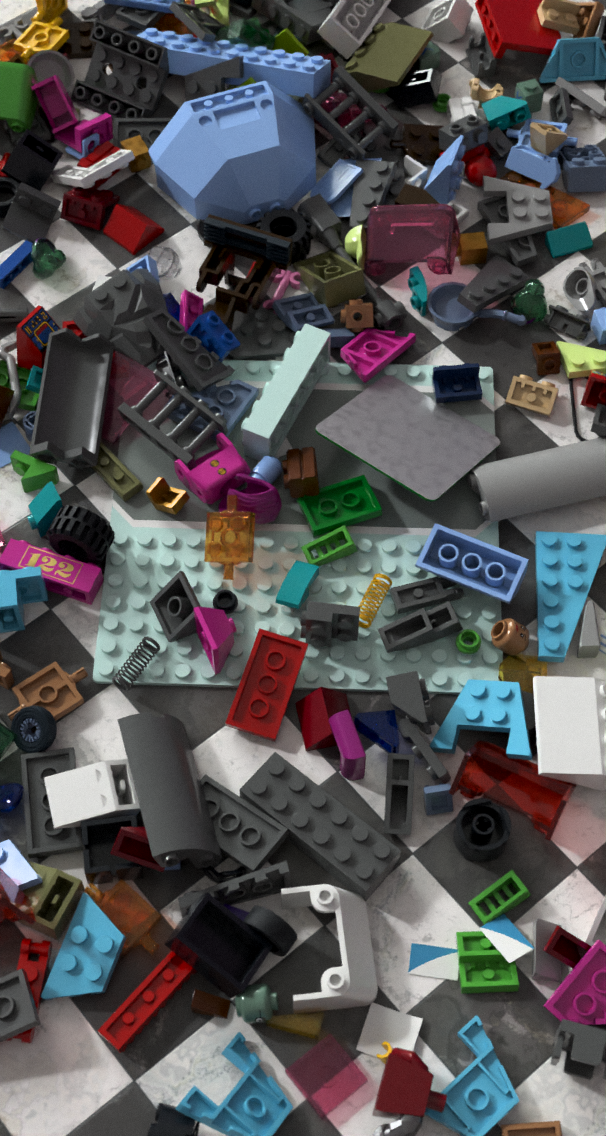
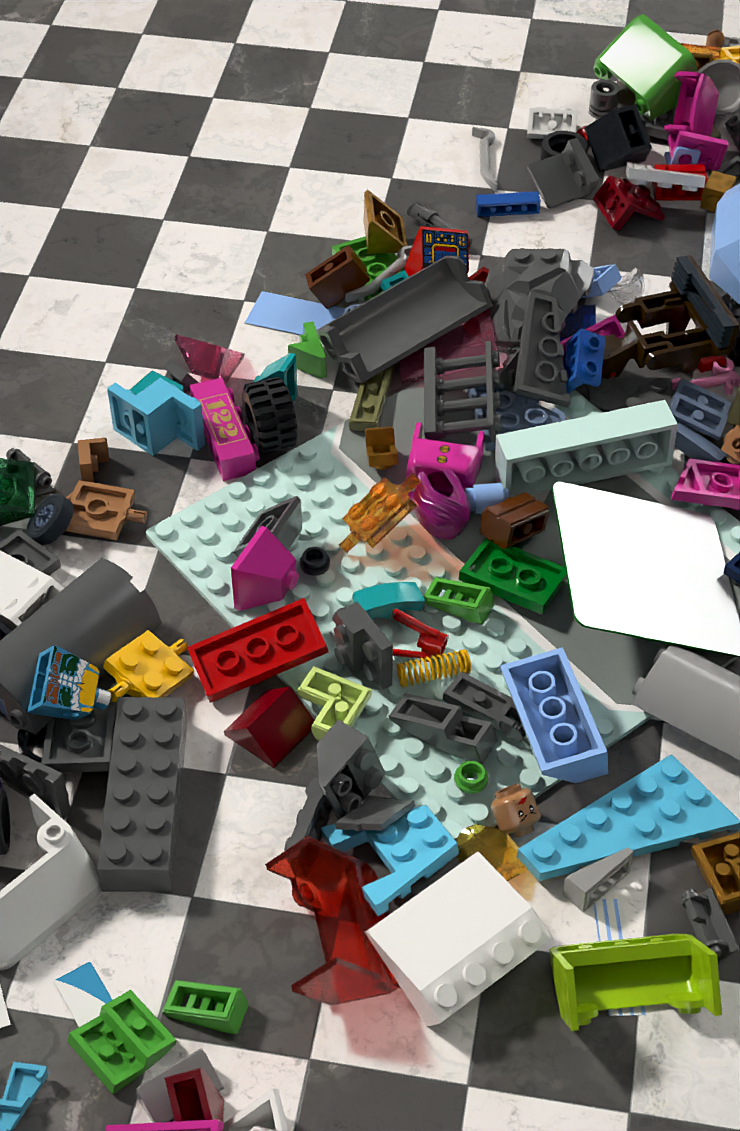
camera: 50 degrees right, 10 degrees down
(46, 258) = (536, 214): clear green hair -> none
(131, 228) = (641, 244): red slope -> none
(146, 645) = (213, 543): dark grey piece -> none
(213, 813) = (65, 686): none -> torso
(223, 757) = (148, 668): none -> yellow plate
(350, 746) = (243, 748): magenta brick -> none
(351, 587) = (430, 639): none -> red plant
(352, 665) = (337, 696): none -> yellowish green brick
(379, 728) = (300, 768): clear blue slope -> none
(399, 794) = (242, 836): dark grey slope -> none
(437, 799) = (259, 876): sand blue tile -> none
(453, 710) = (375, 815): none -> dark grey piece
(488, 842) = (261, 931): black brick -> none
(506, 938) = (159, 1039): sticker -> none

